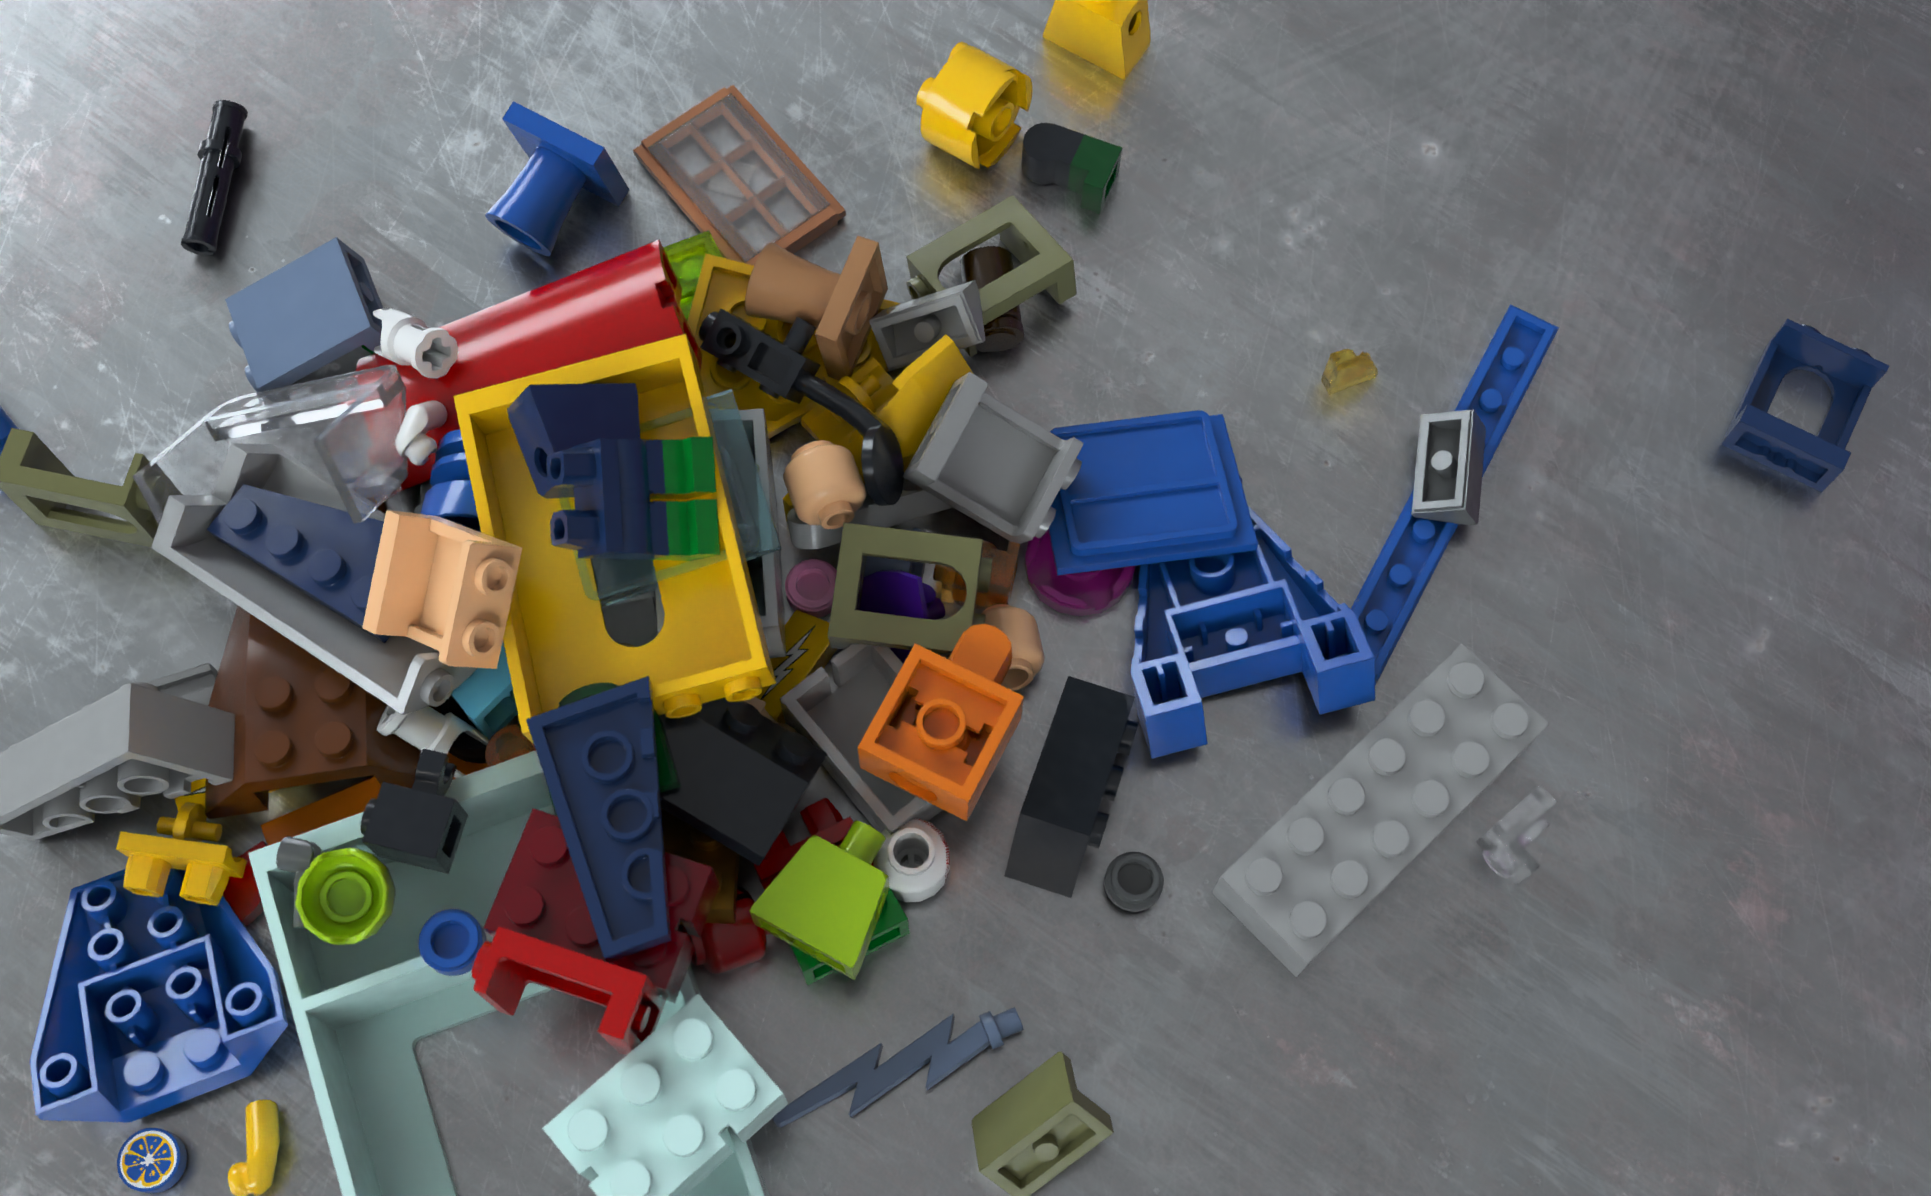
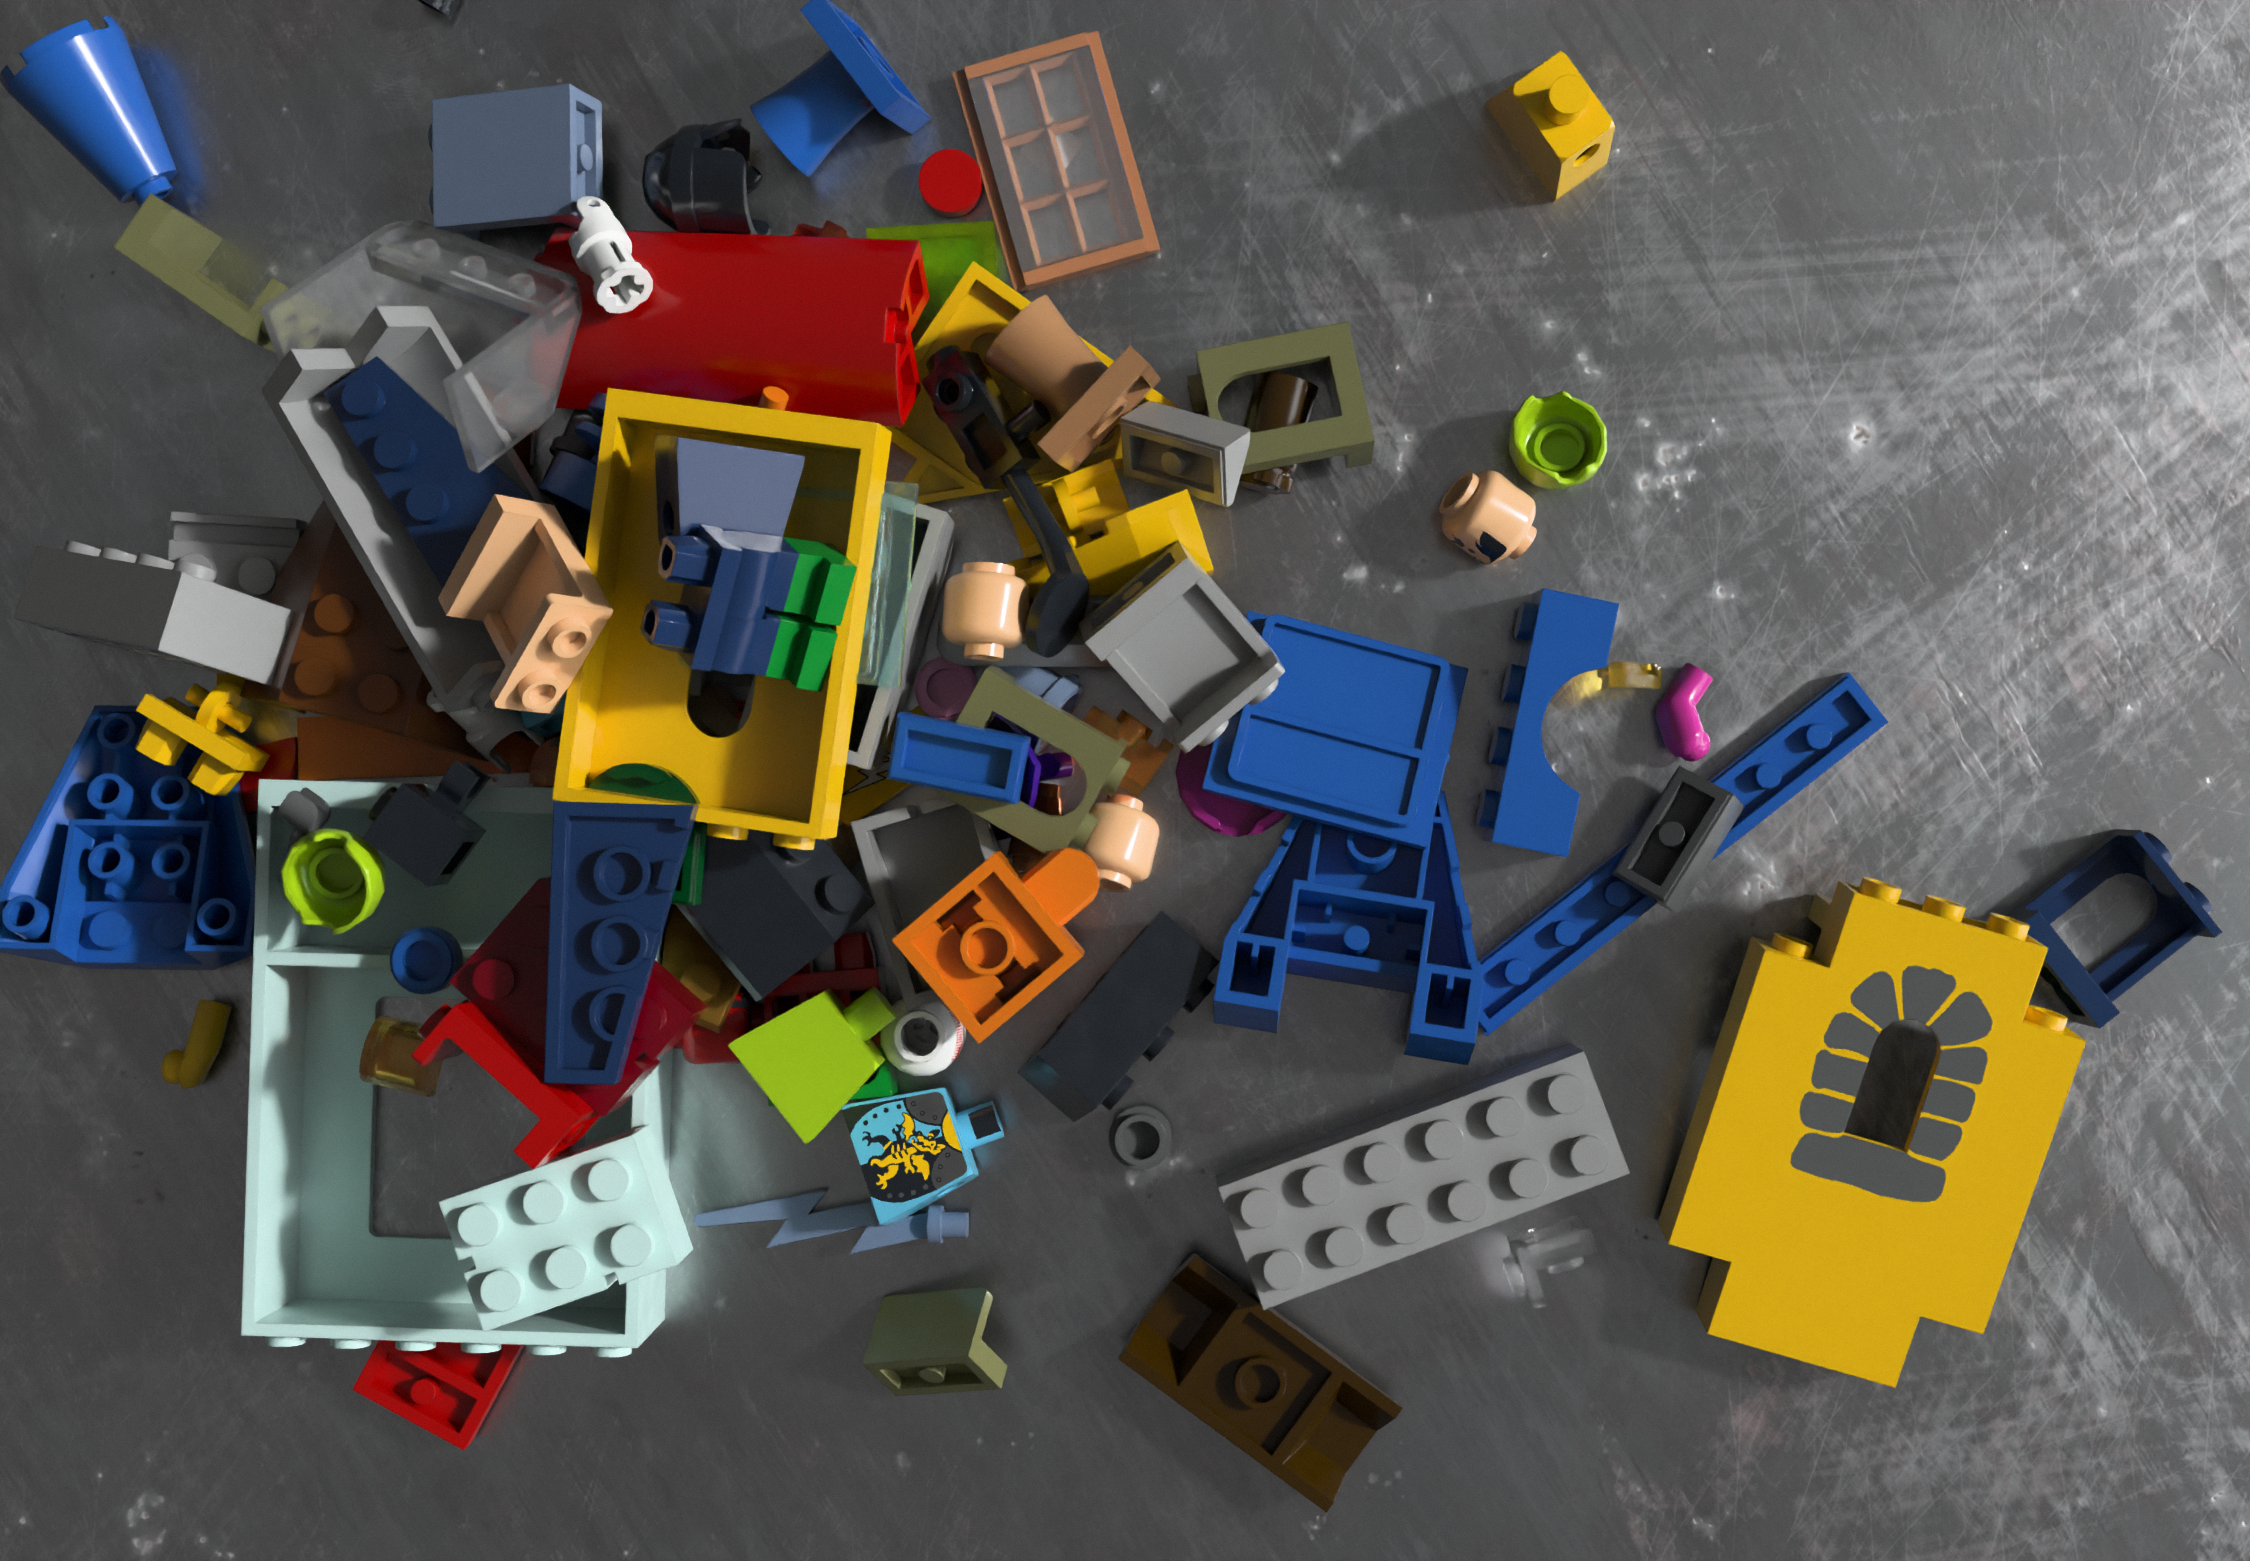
camera: 25 degrees right, 20 degrees up
(152, 1160) = (98, 1012): blue tile -> none
(412, 436) = (579, 363): white arm -> none
(460, 1035) = (388, 1060): none -> clear orange brick
(465, 275) = (701, 186): none -> black helmet
(663, 220) = (950, 183): none -> red tile
(850, 598) = (958, 757): none -> blue tile
(947, 961) = (917, 1147): none -> torso
(973, 106) = (1353, 185): yellow brick -> none
(1072, 162) = (1441, 292): leg -> none
(1184, 295) = (1488, 516): none -> light nougat head
(1209, 225) = (1557, 441): none -> lime hair
(1321, 485) = (1529, 801): none -> blue arch
(1332, 1040) = (1257, 1380): none -> dark brown piece
(1401, 384) = (1678, 714): none -> dark pink arm
(1723, 709) = (1836, 1238): none -> yellow panel

